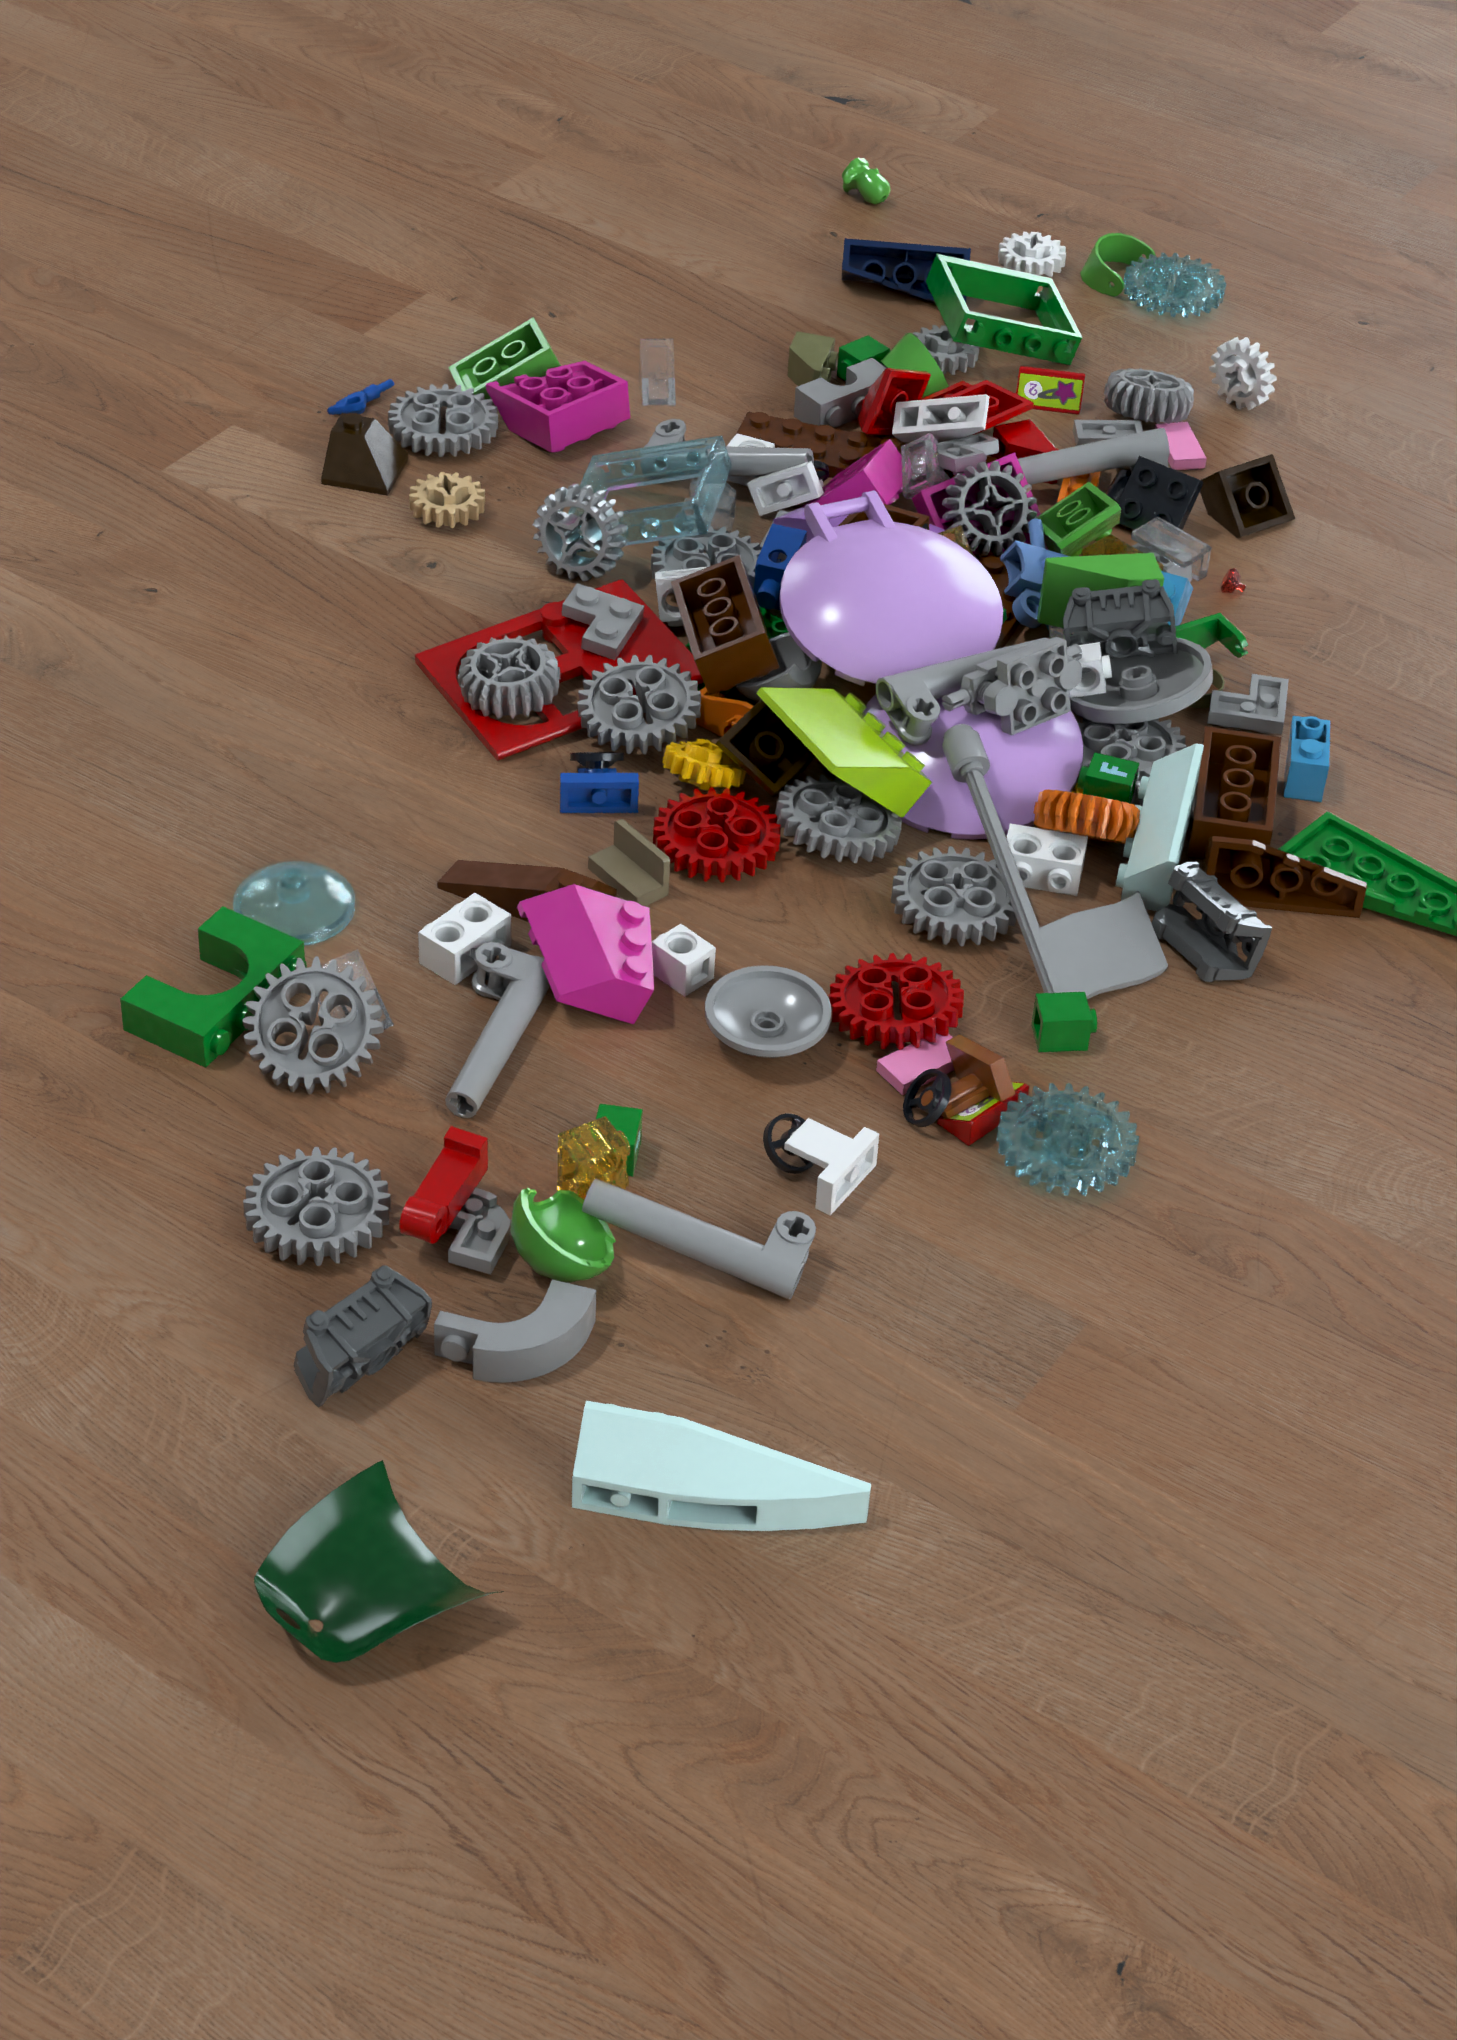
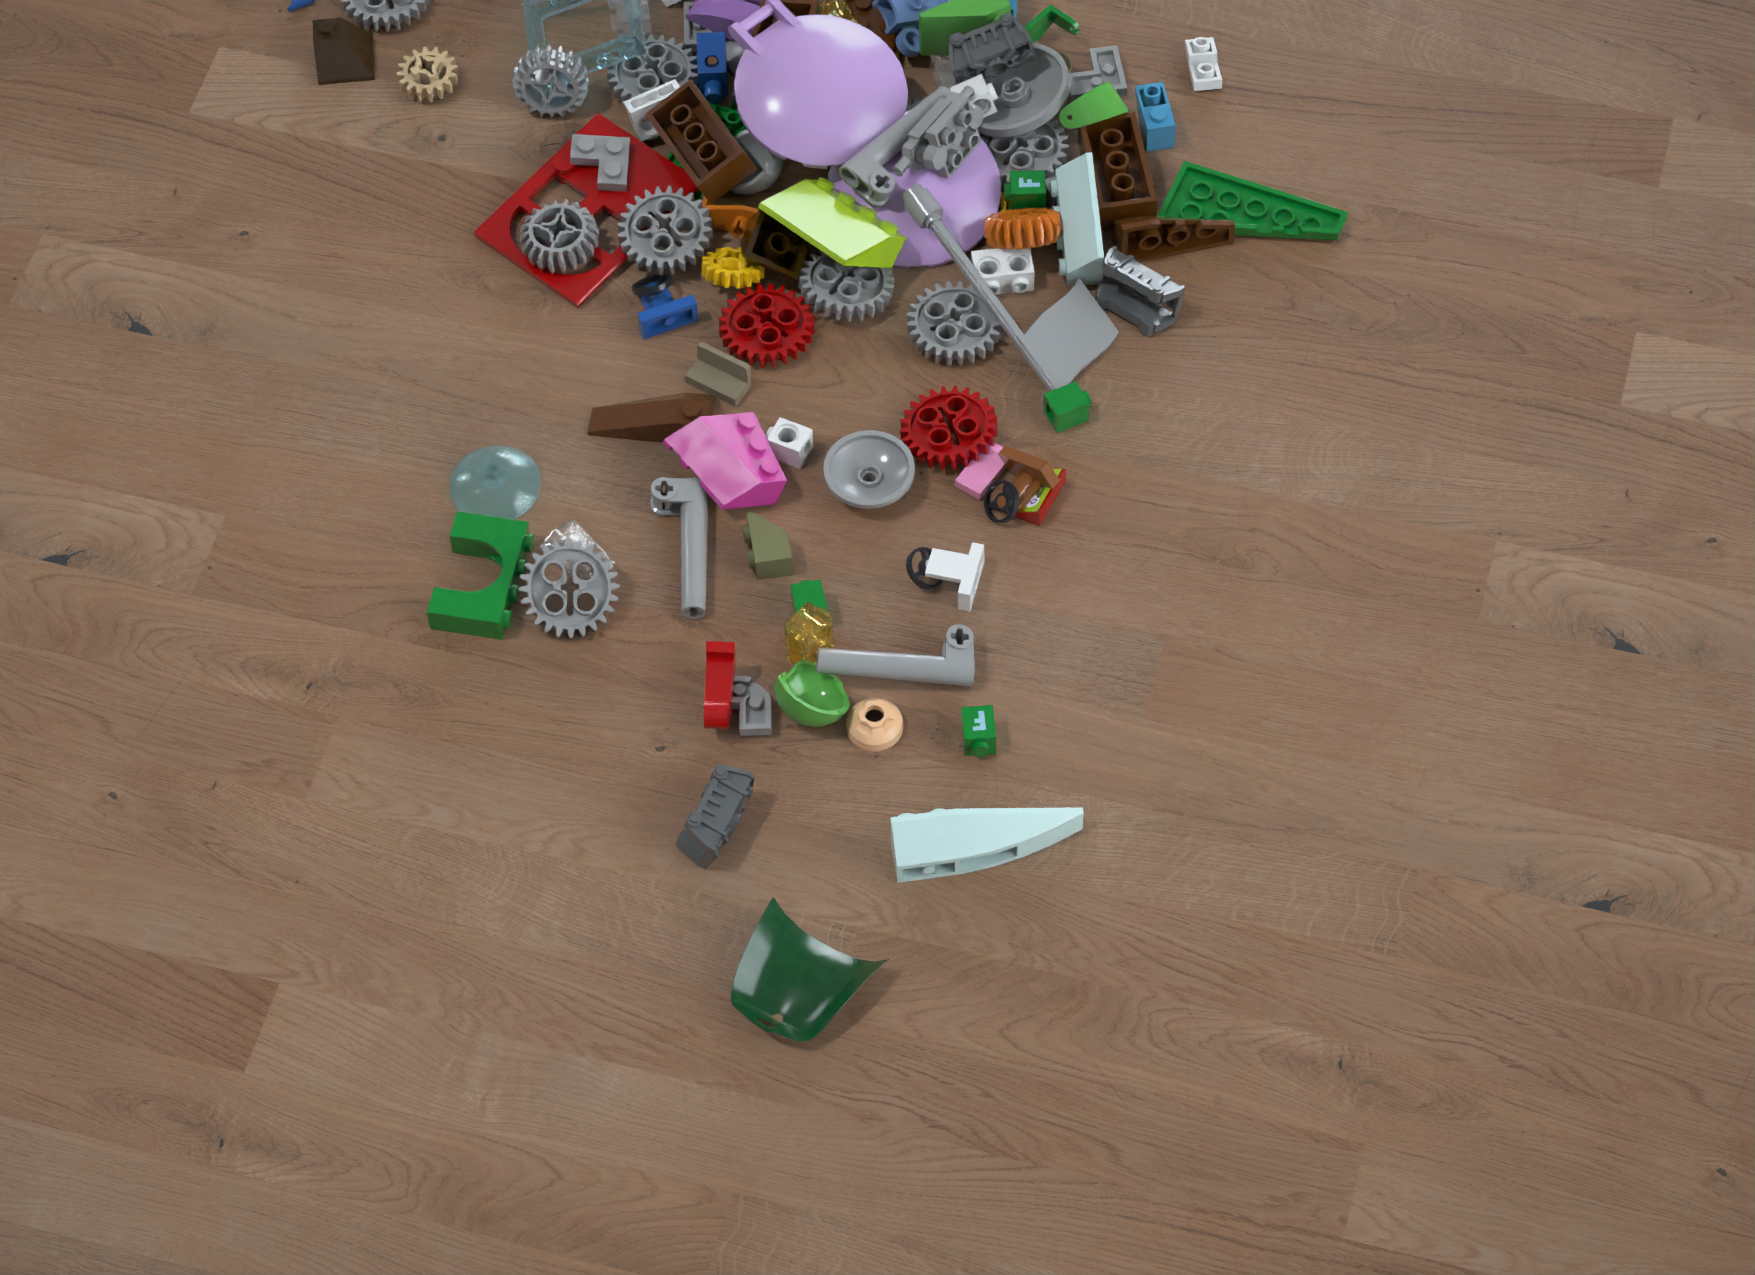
camera: 15 degrees left, 15 degrees up
(317, 1206) = (663, 732): light grey gear -> none
(451, 940) = (635, 469): white brick -> none
(524, 1346) = (818, 784): light grey arch -> none
(596, 1063) = (769, 548): none -> olive slope
(636, 1315) = (874, 735): none -> light nougat piece
(772, 1350) = (978, 730): none -> green brick
(1066, 1150) = (1104, 501): clear light blue gear -> none
(1228, 712) = (1094, 106): none -> bright green piece
(1392, 728) = (1203, 64): none -> white slope

